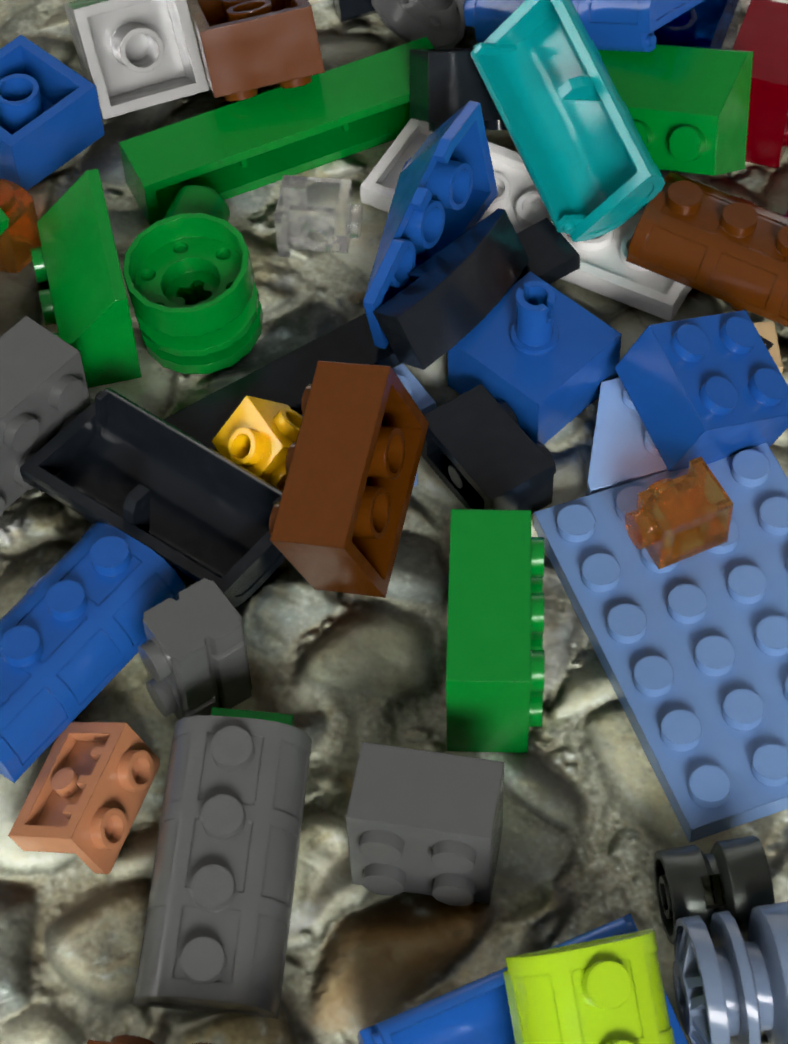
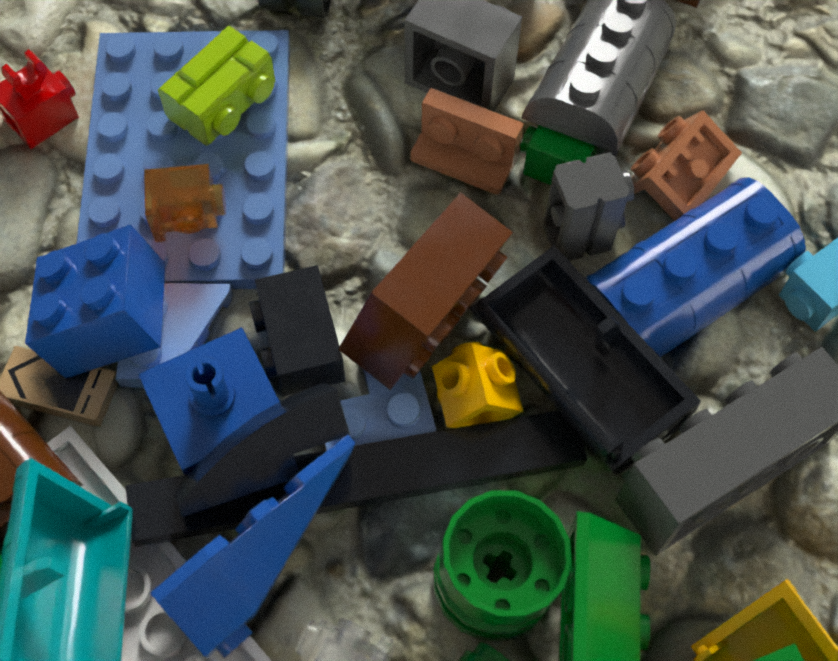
camera: 165 degrees left, 10 degrees up
(344, 719) = (467, 141): none -> nougat bracket
(494, 631) = (362, 161): green brick -> none
(719, 665) = (218, 86): none -> lime brick

